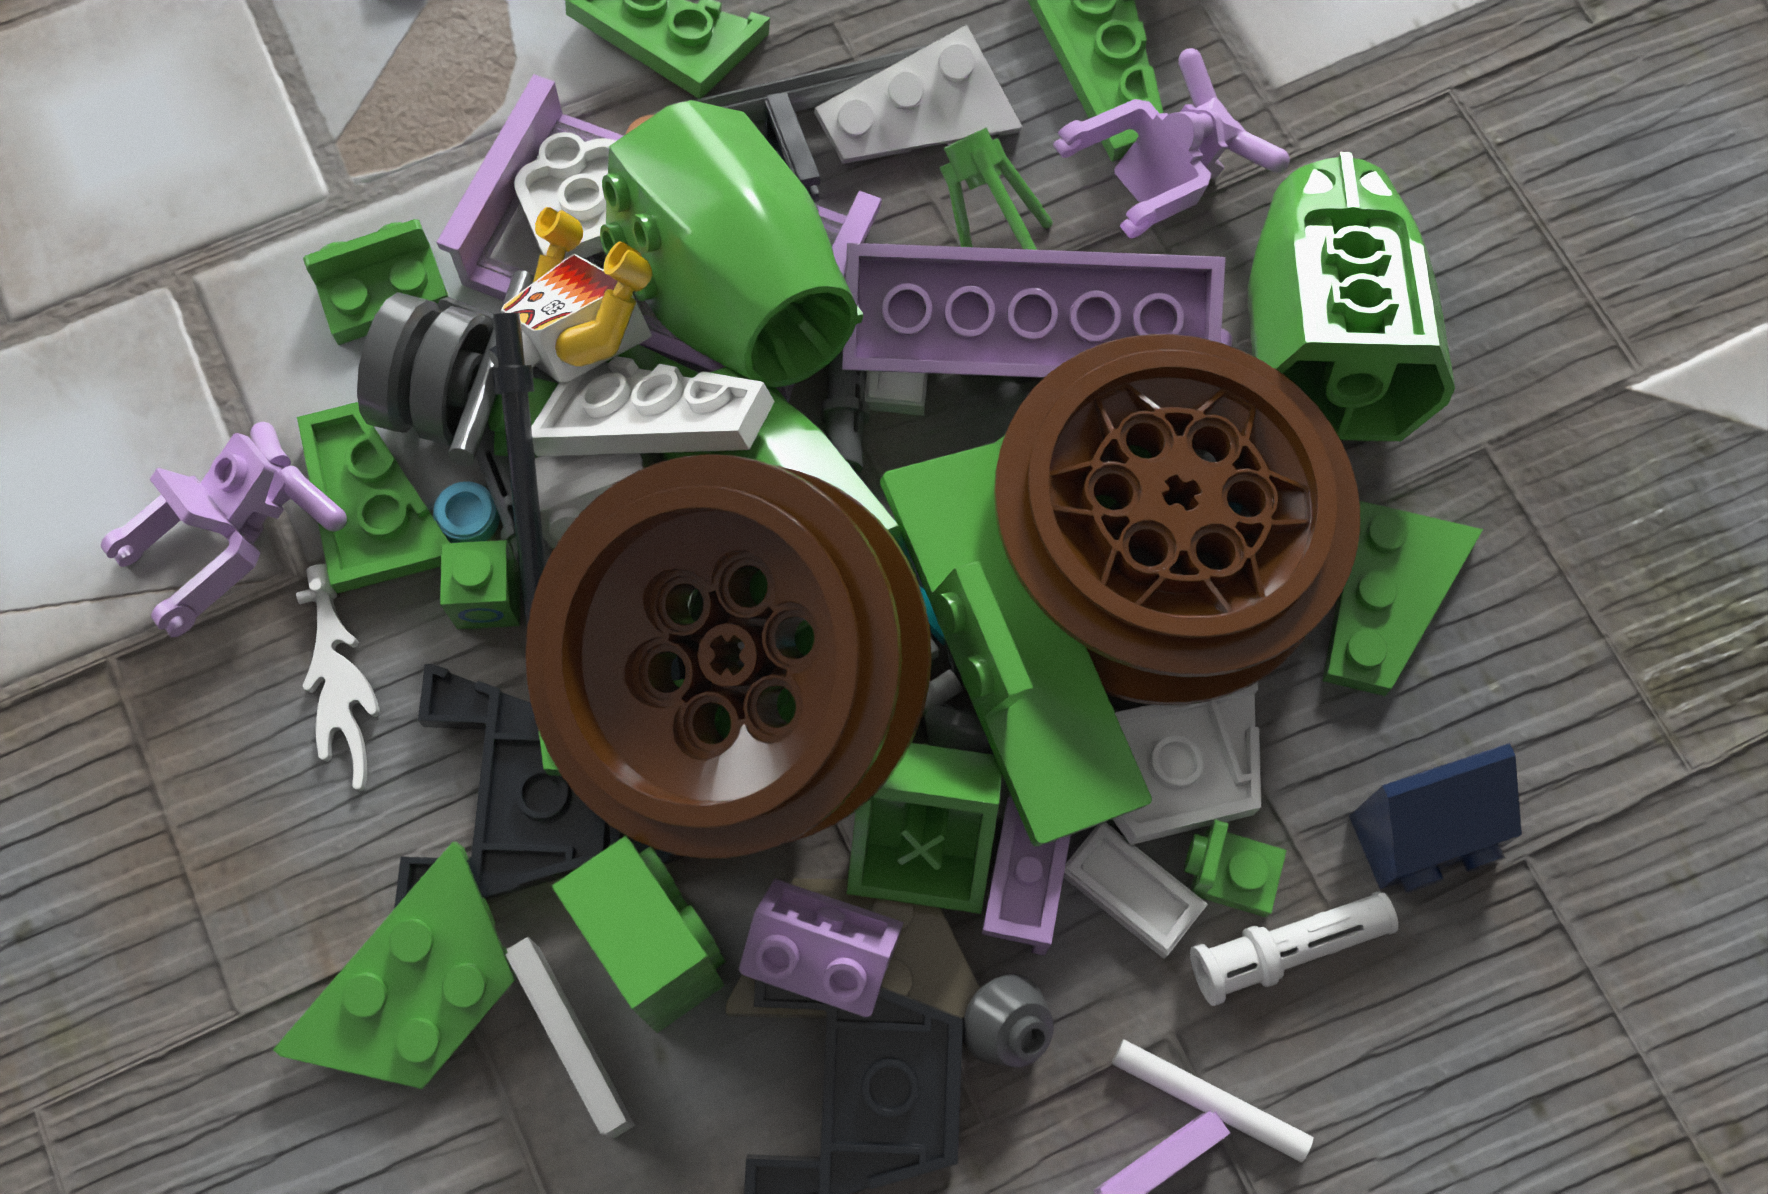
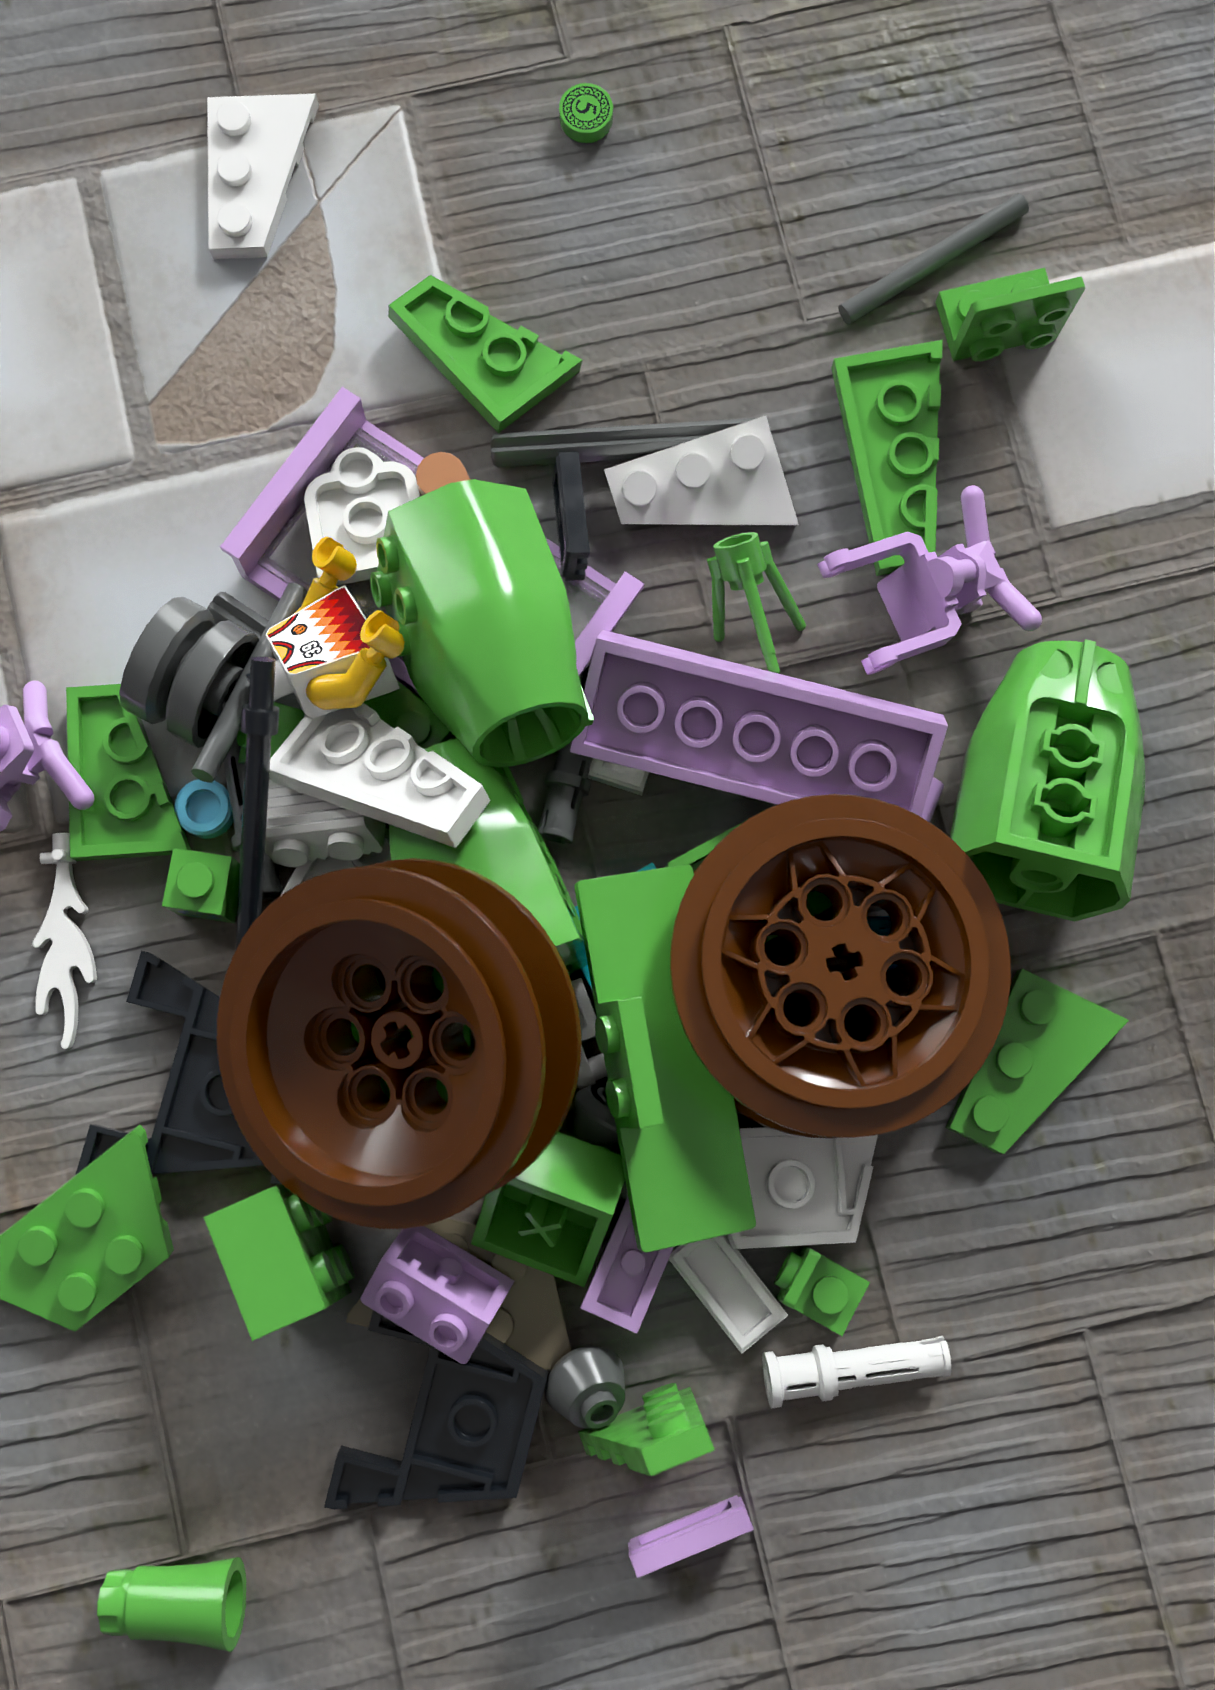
camera: 10 degrees right, 10 degrees up
(364, 272) = (163, 561): bright green bracket -> none
(569, 1039) = (207, 1318): white tile -> none
(1104, 1023) = (653, 1436): none -> bright green wing
(1210, 1098) = (765, 1499): white bar -> none
(1441, 819) = (1012, 1291): dark blue slope -> none

